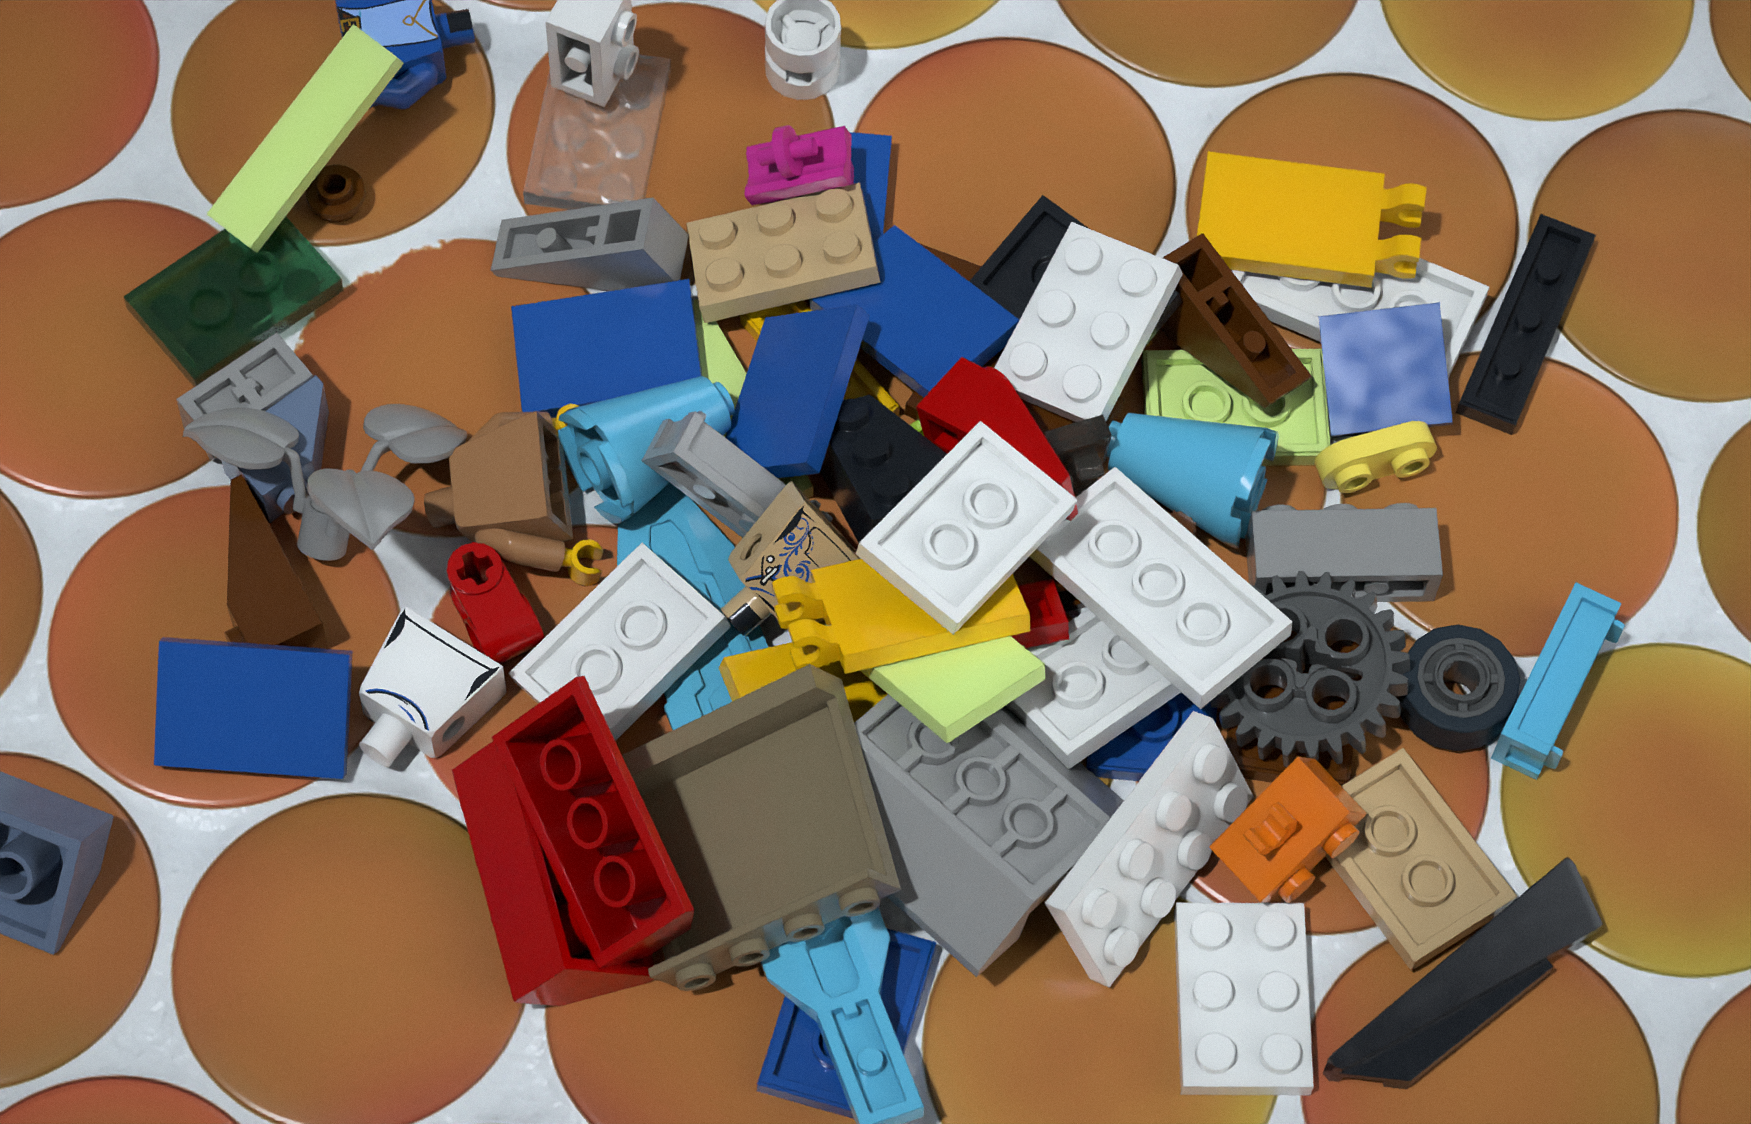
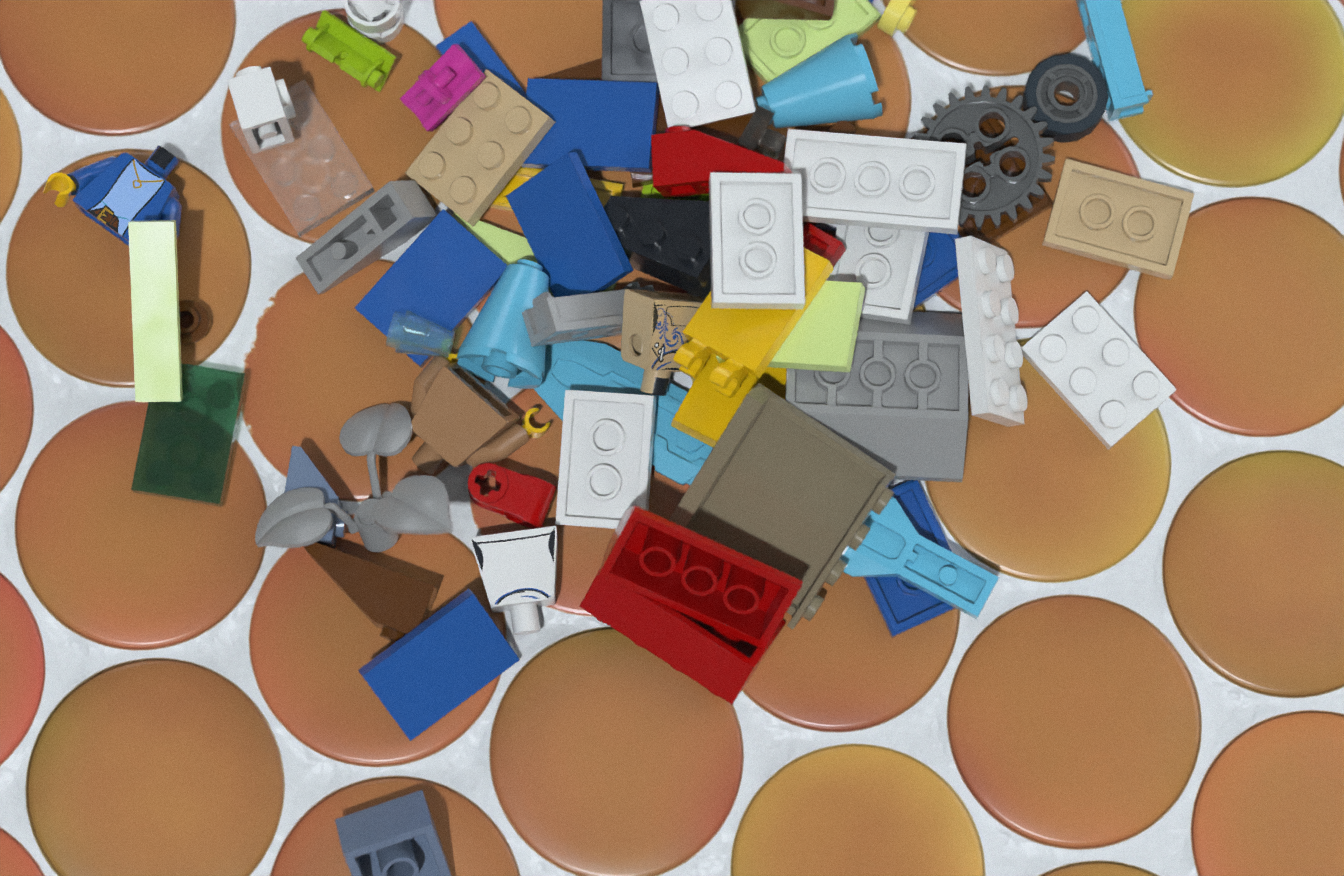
camera: 40 degrees left, 15 degrees up
(250, 381) = (259, 484): light grey hinge -> none
(543, 372) = (418, 336): none -> clear light blue cone
(741, 69) = (350, 51): none -> lime hinge
(1289, 832) = (1052, 260): orange brick -> none
(1381, 549) = (939, 67): light grey brick -> none
(1471, 984) = (1210, 263): black wedge -> none

